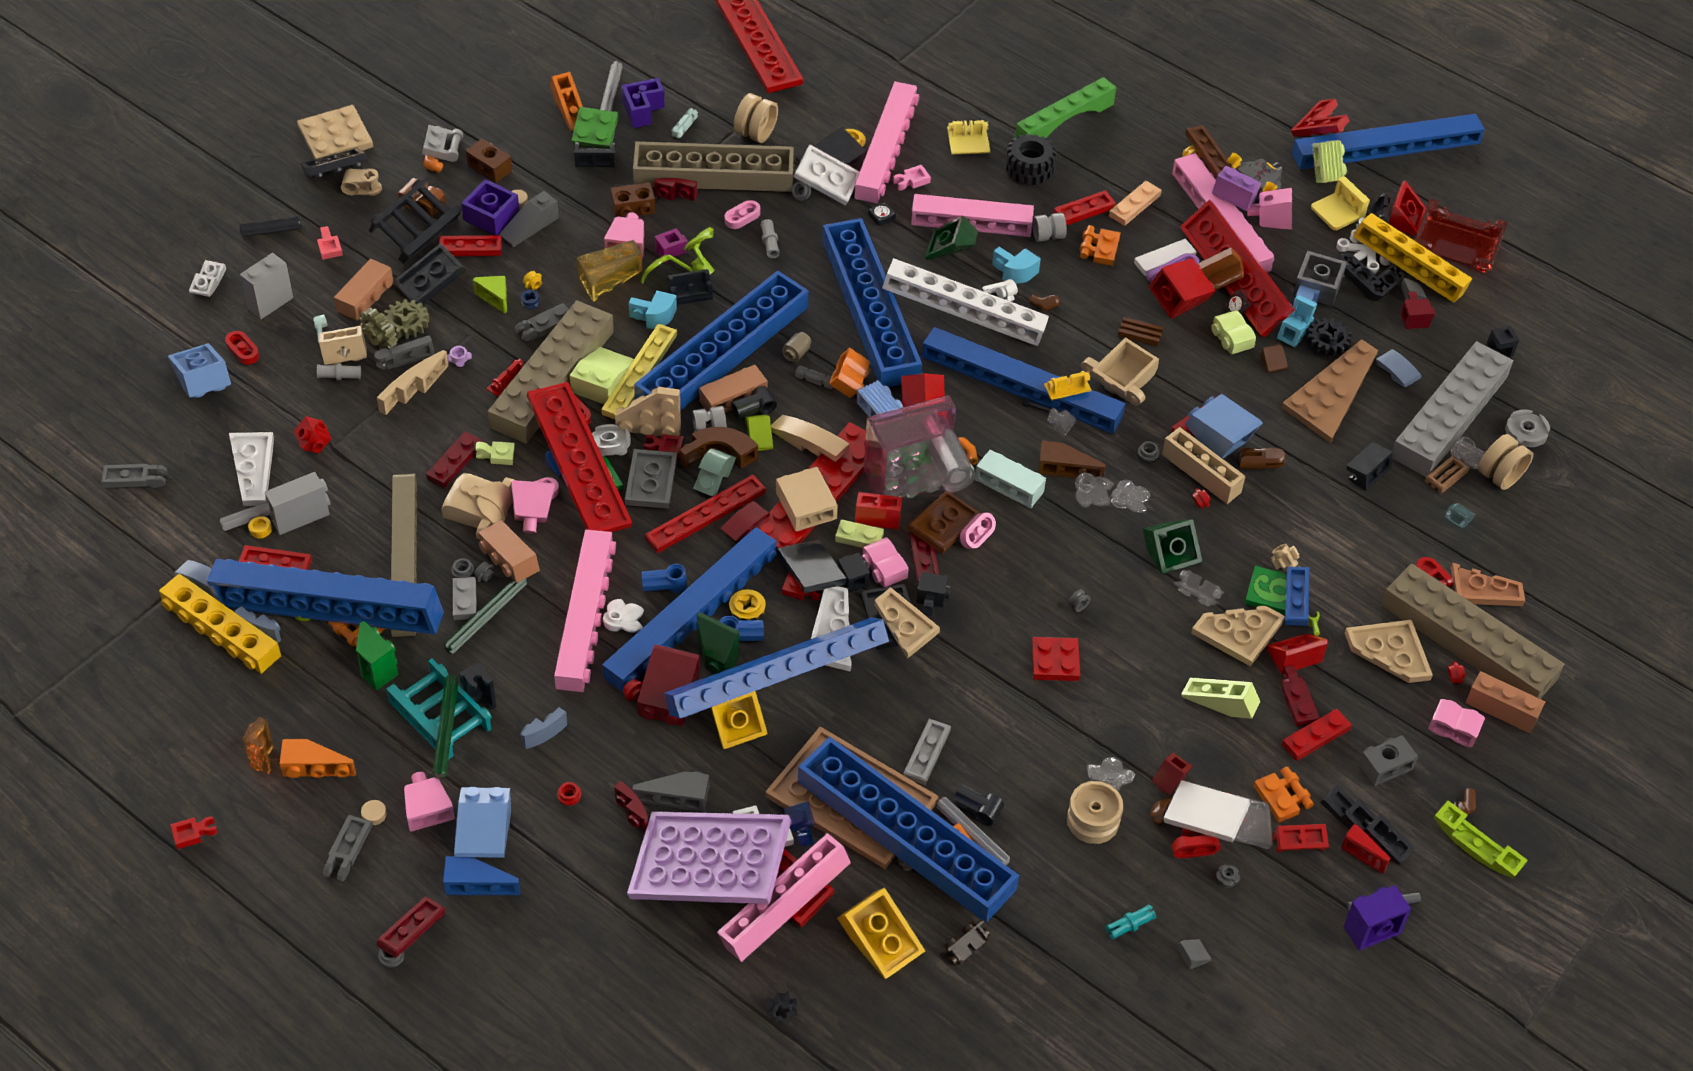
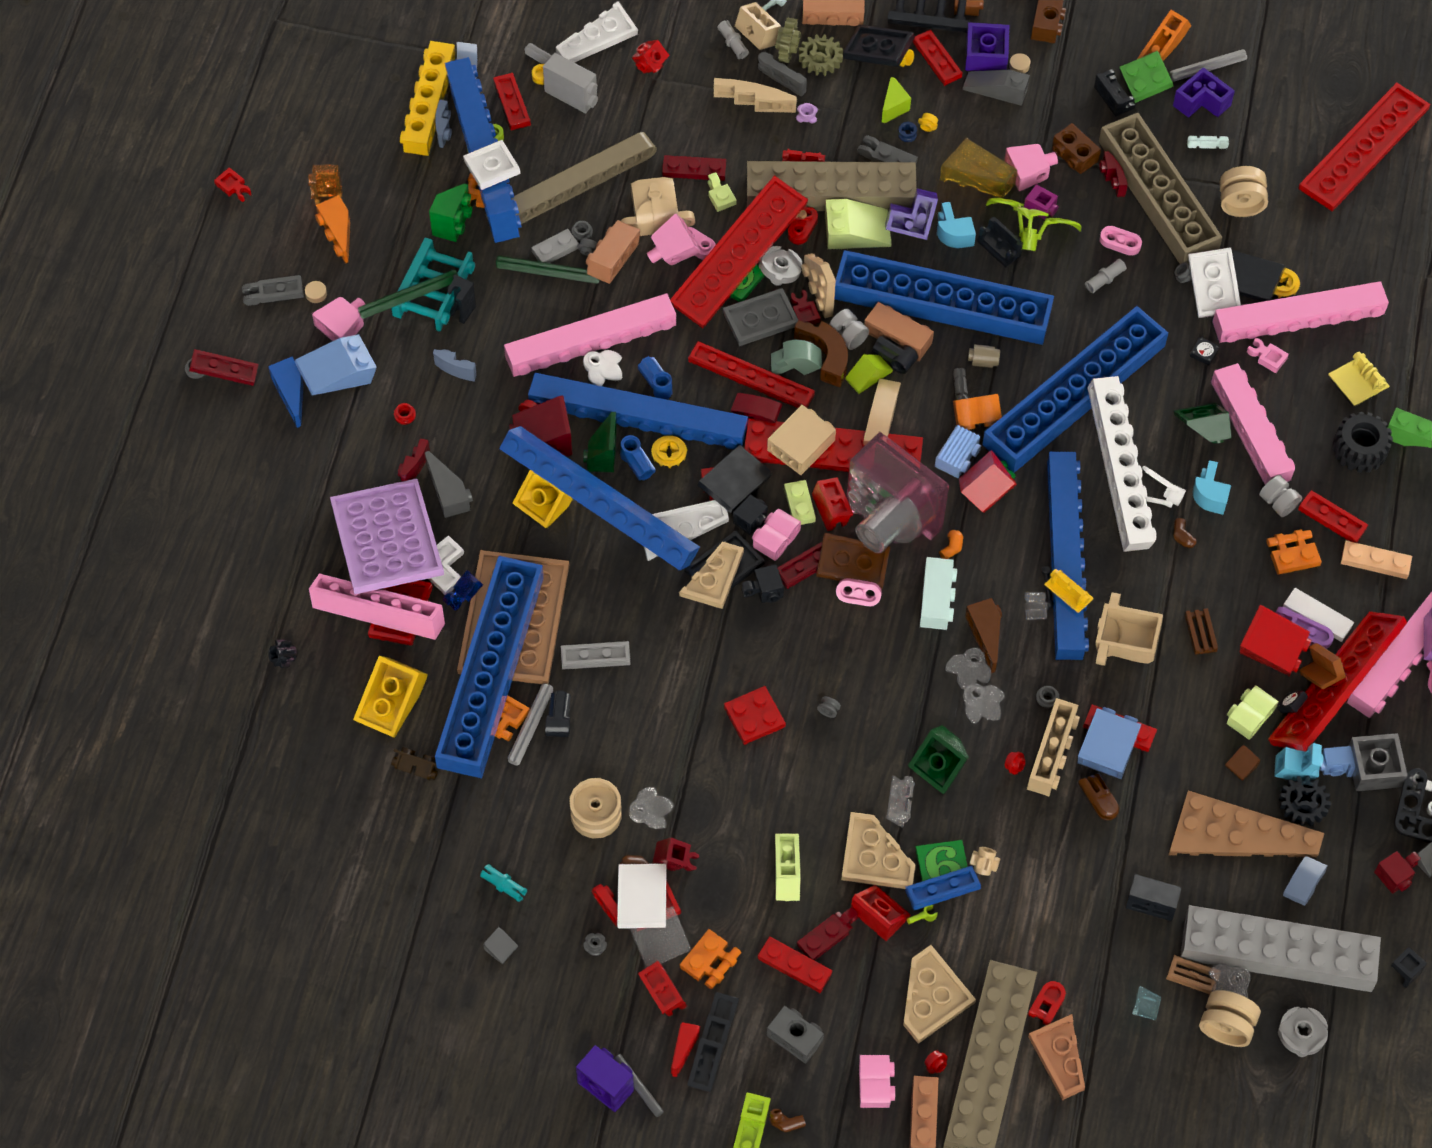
camera: 65 degrees right, 10 degrees up
(370, 581) = (491, 164): none -> white plate
(632, 322) = (914, 220): none -> brick
(645, 361) = (896, 250): light yellow plate -> none

